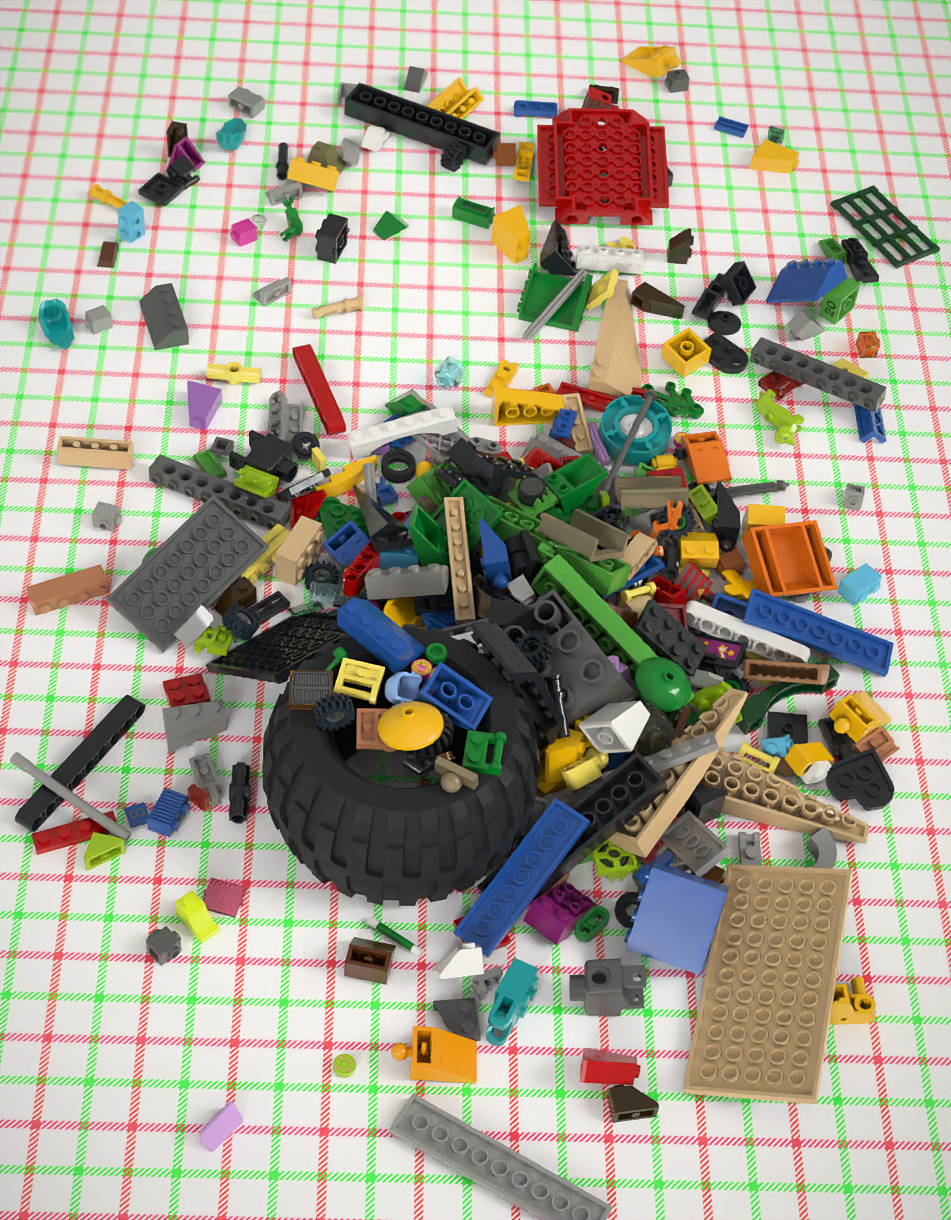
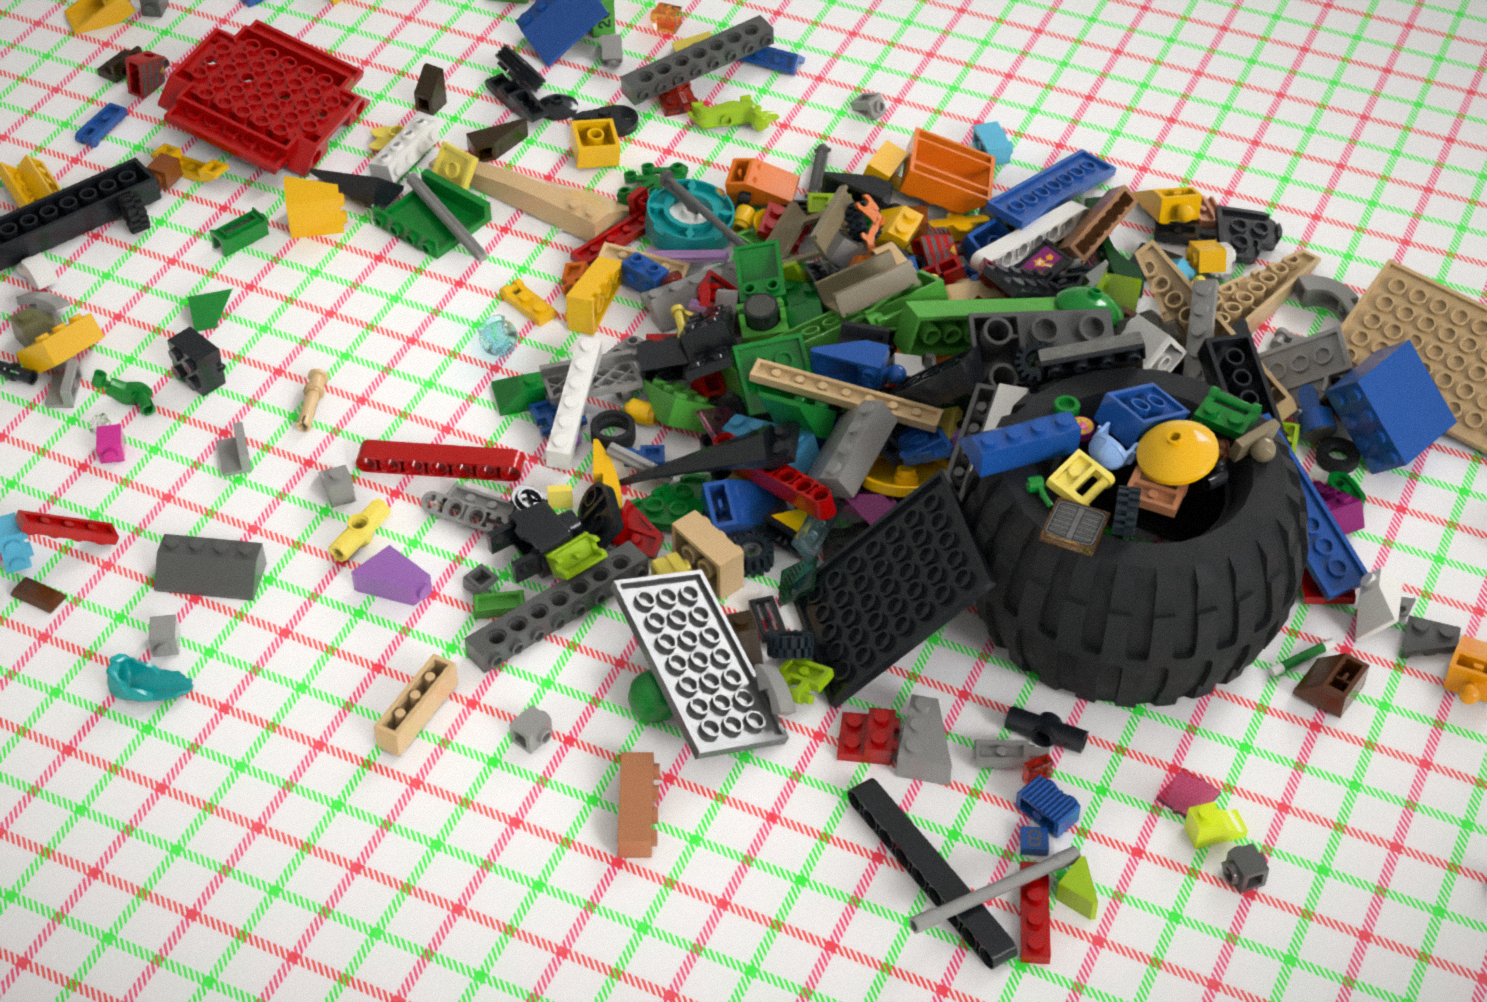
camera: 60 degrees left, 5 degrees down
(152, 238) = (66, 527): none -> red plate
(269, 347) = (338, 485): none -> light grey slope
(344, 1065) = (1461, 755): lime tile -> none
(511, 999) = (1435, 581): teal brick -> none
(608, 987) = (1441, 512): dark grey piece -> none

